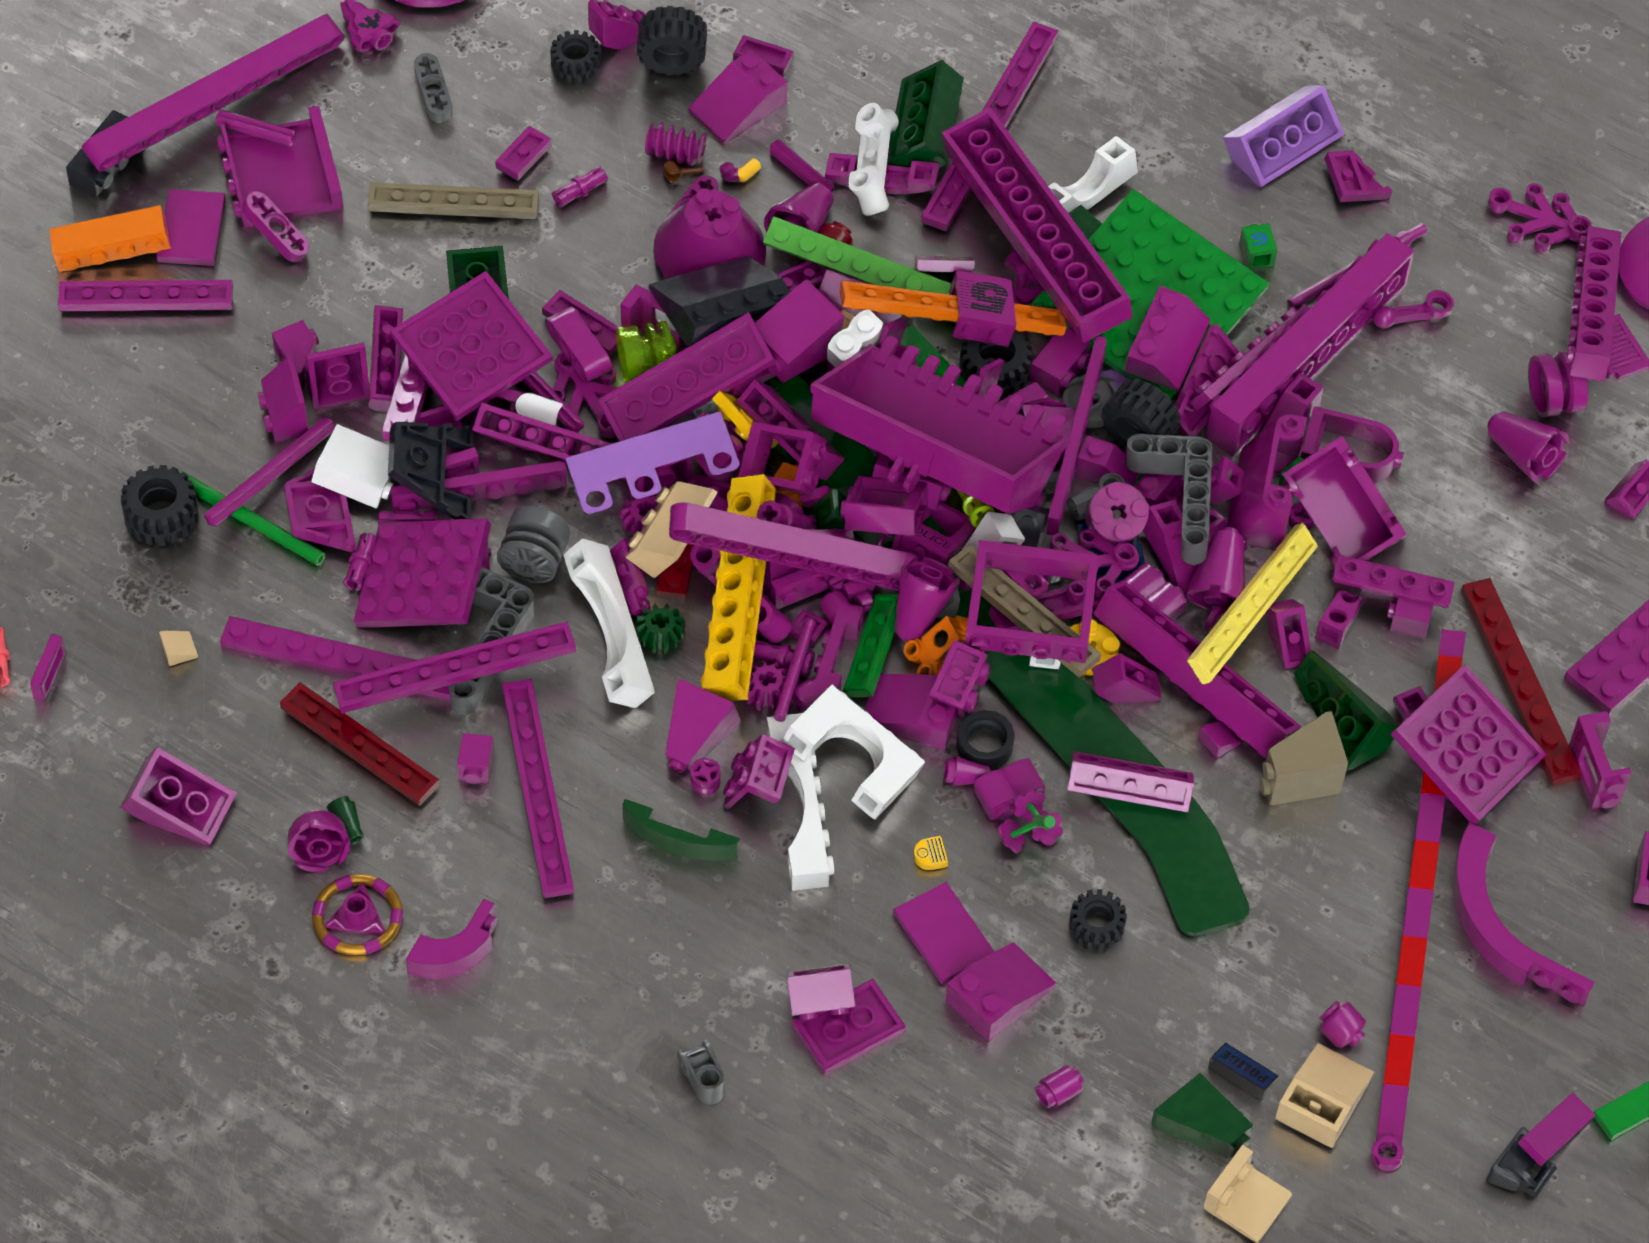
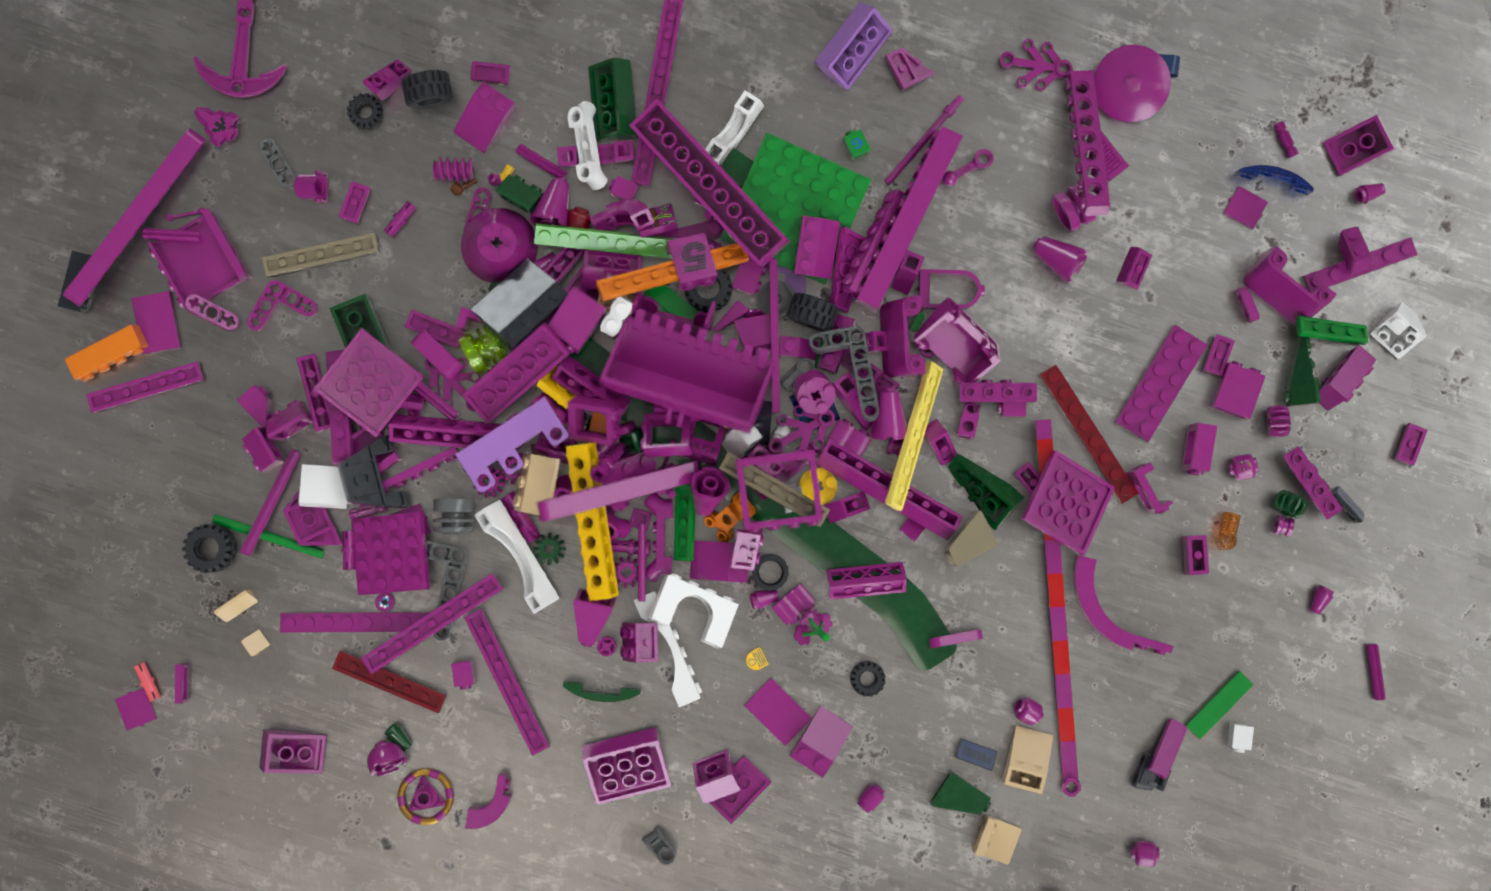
camera: 20 degrees left, 30 degrees up
(168, 589) = (236, 605): none -> tan slope
(261, 115) = (170, 217): none -> magenta hinge
(377, 238) = (282, 297): none -> magenta beam
(390, 640) = (385, 602): none -> magenta tile
(472, 117) = (312, 186): none -> magenta piece
(538, 408) = (425, 410): white piece -> none
(599, 526) = (481, 481): none -> magenta gear
(683, 947) = (625, 766): none -> magenta slope
(755, 189) = (518, 193): none -> dark green slope
(902, 243) = (623, 213): none -> magenta arch
(909, 223) = (623, 189): none -> magenta brick
(1236, 890) = (956, 638): none -> magenta beam

